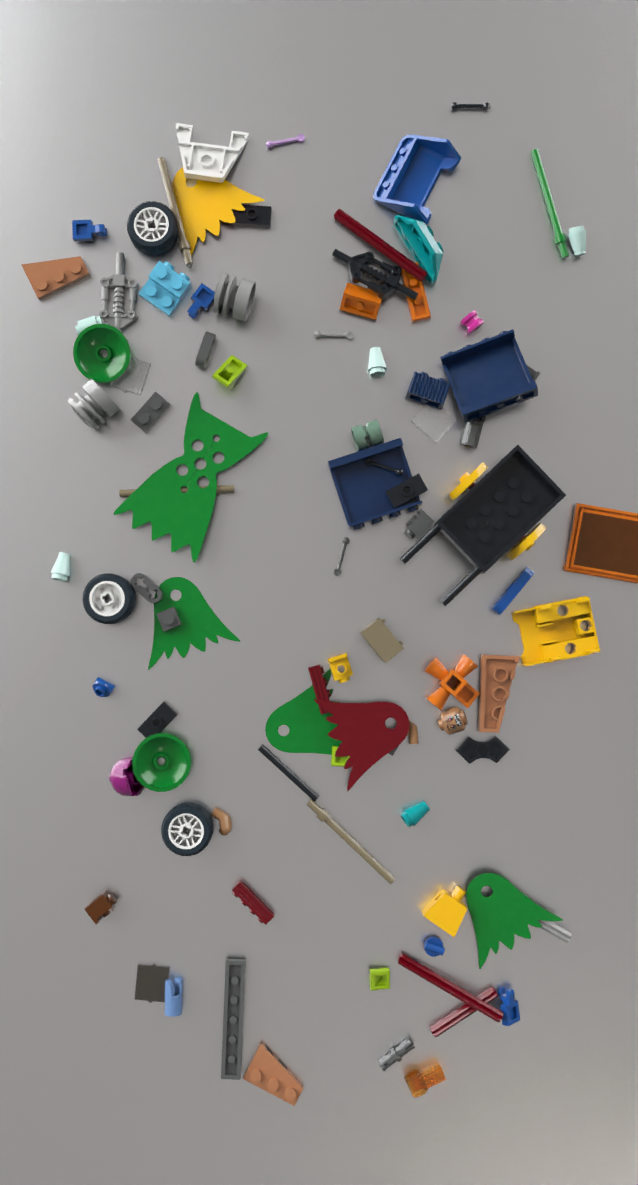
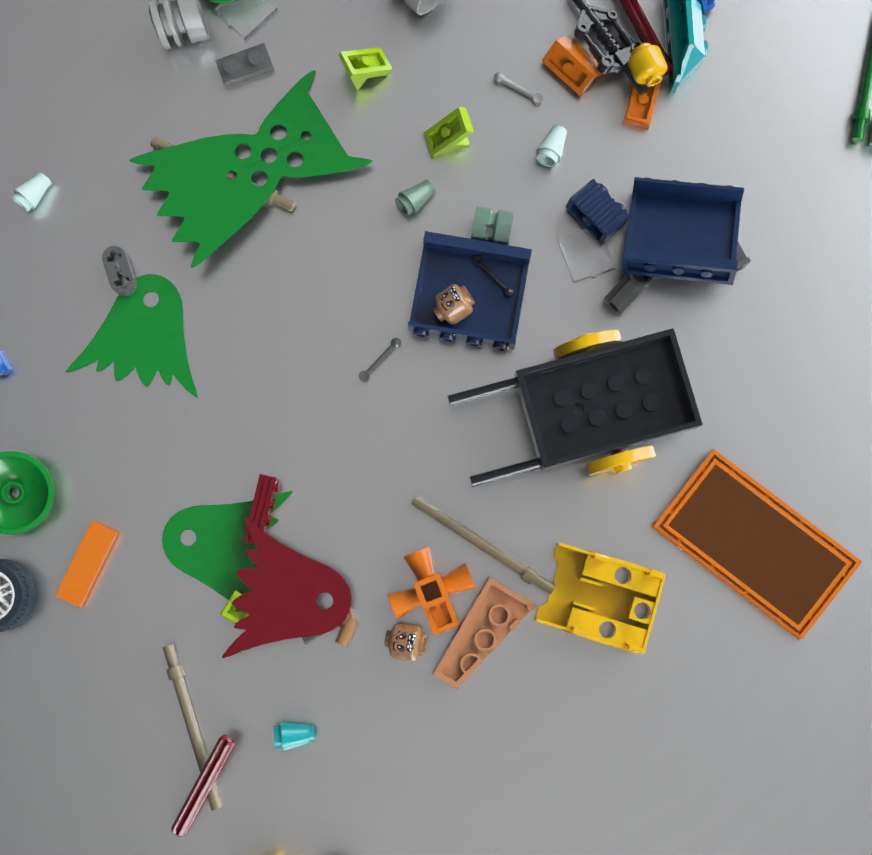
camera: 40 degrees right, 5 degrees down
(102, 587) = (64, 258): wheel -> none
(157, 720) = (40, 440): black plate -> none
(169, 619) = (124, 323): dark grey plate -> none
(205, 349) = (351, 24): dark grey beam -> none
(224, 821) = (48, 612): medium nougat arm -> none
(230, 780) = (86, 563): none -> orange tile
(256, 905) = (25, 736): dark red piece -> none
(288, 772) = (163, 594): black bar -> none
(307, 388) = (449, 133): none -> lime slope
(307, 442) = (413, 198): none -> sand green cone
(339, 660) = (309, 488): yellow brick -> none
(370, 498) = (453, 304): none -> medium nougat head
(378, 872) = (202, 785): none -> axle
(382, 640) = (369, 487): dark tan container -> none
(406, 491) = (504, 319): black plate -> none
(411, 280) = (647, 64): none -> yellow head
(418, 525) = (496, 369): dark grey brick -> none
(472, 322) = (697, 157): dark pink wheel -> none
(490, 749) = (413, 694): black tile -> none
(504, 639) = (529, 574): none -> dark tan bar
(513, 590) = (572, 516): blue beam -> none

